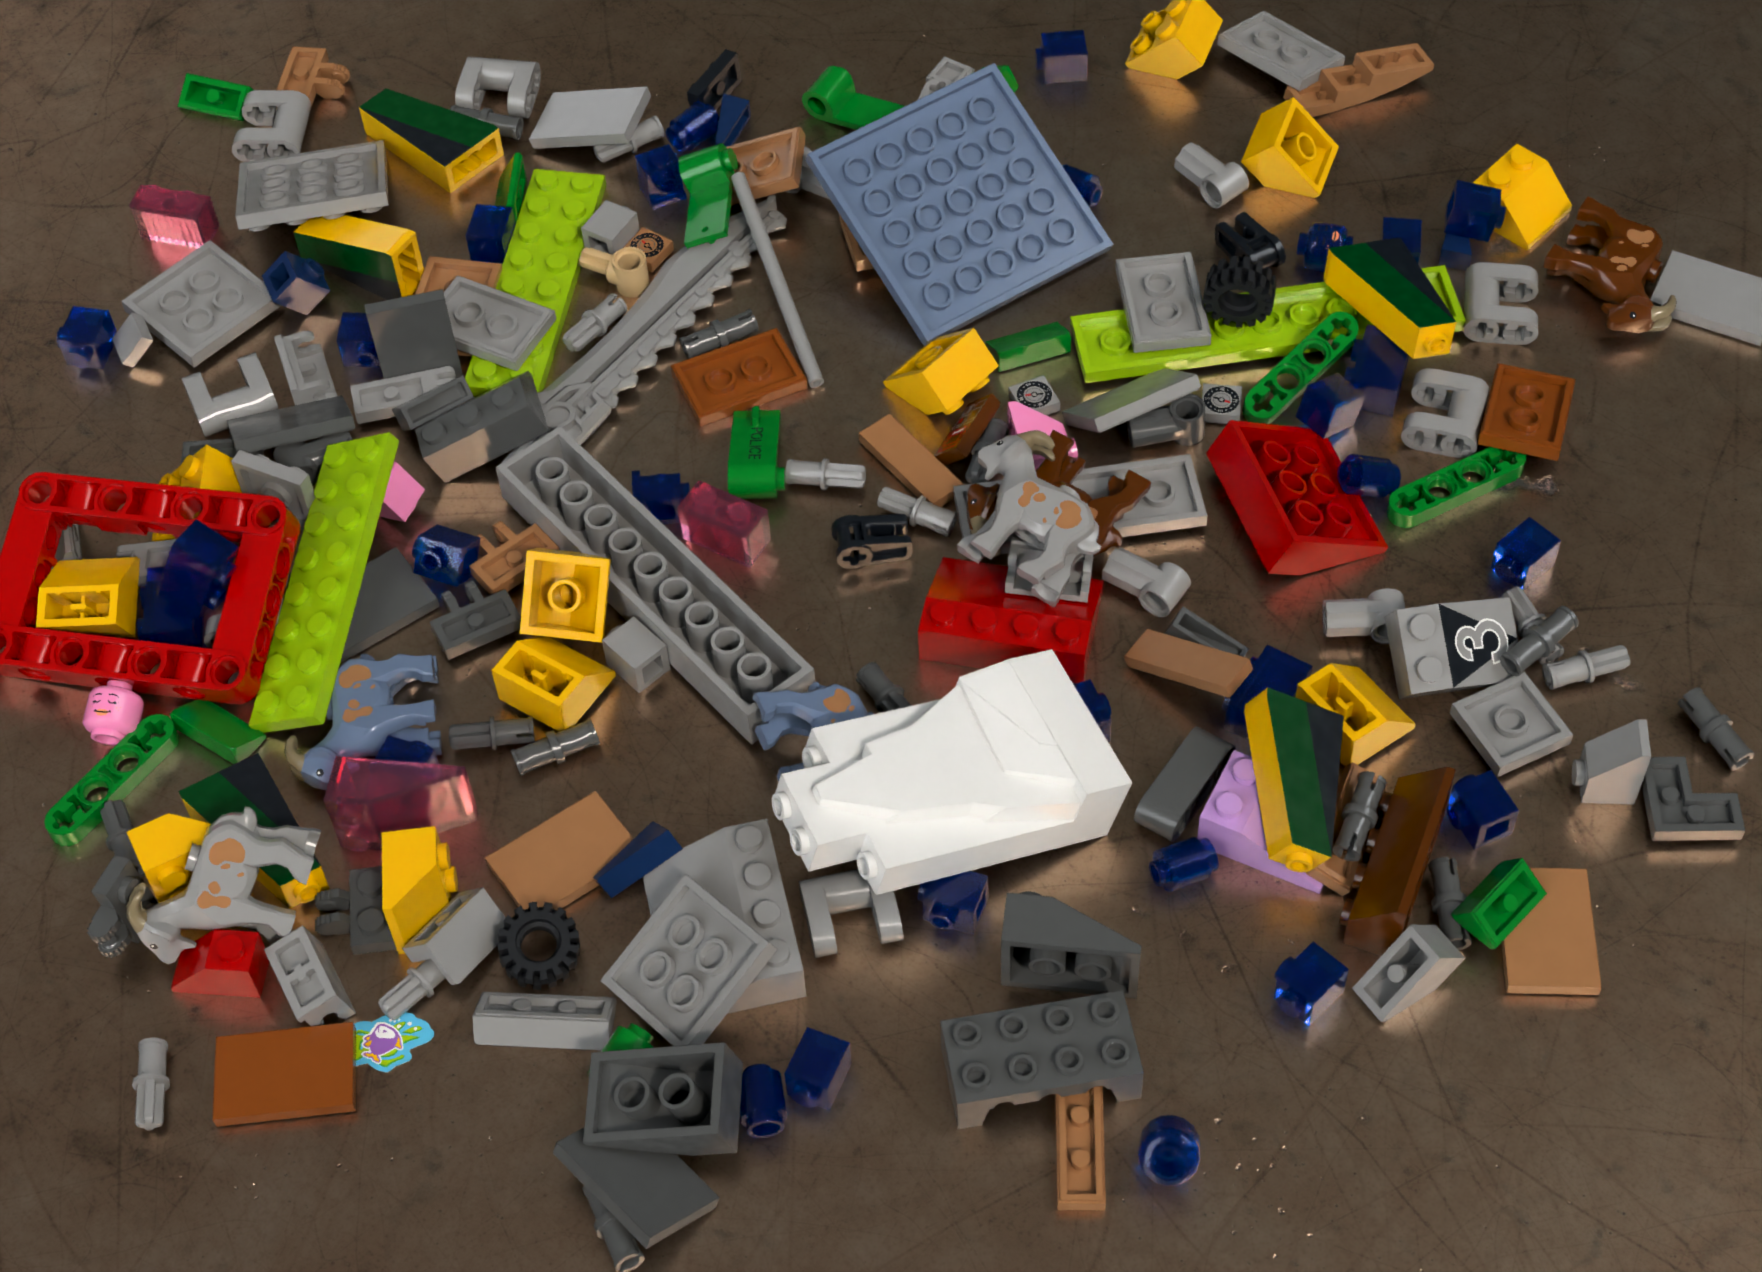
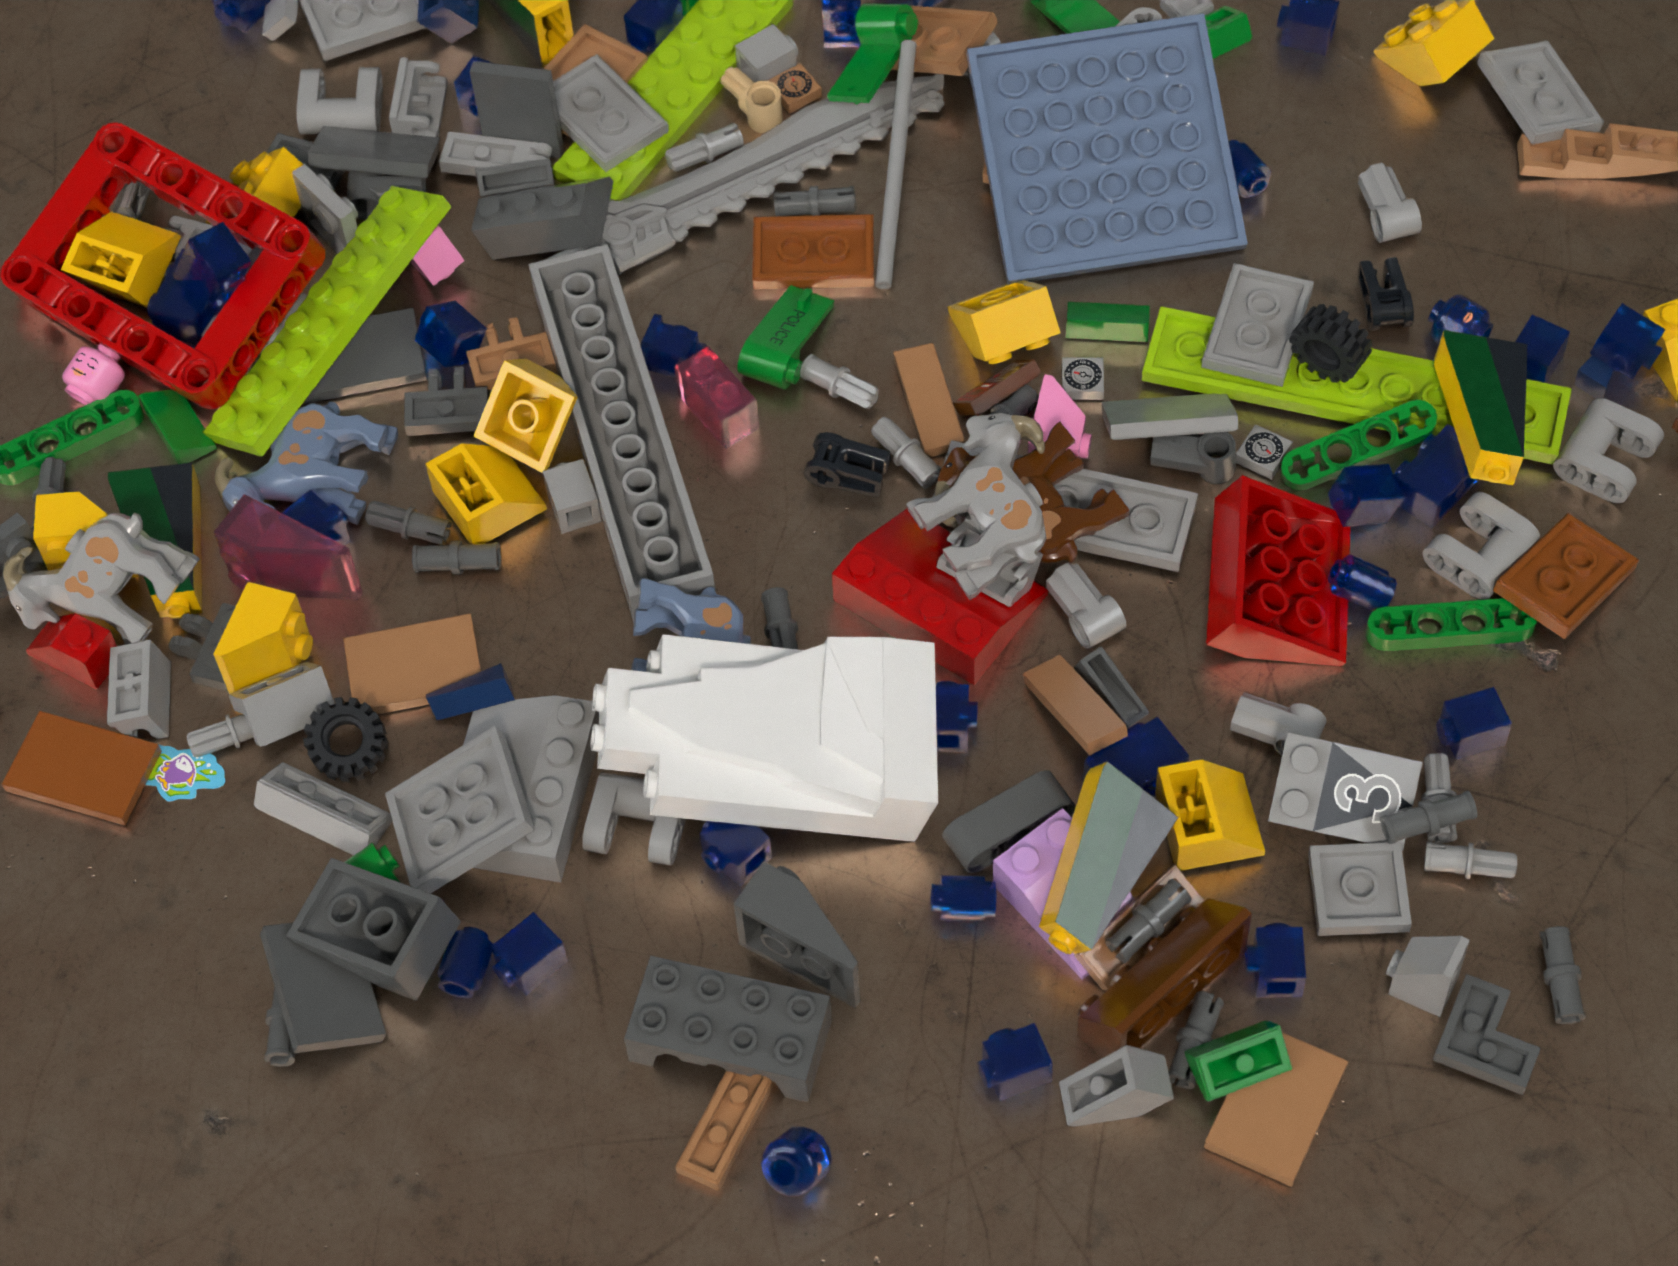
camera: 25 degrees right, 5 degrees up
(1290, 150) = (1485, 207): yellow slope -> none

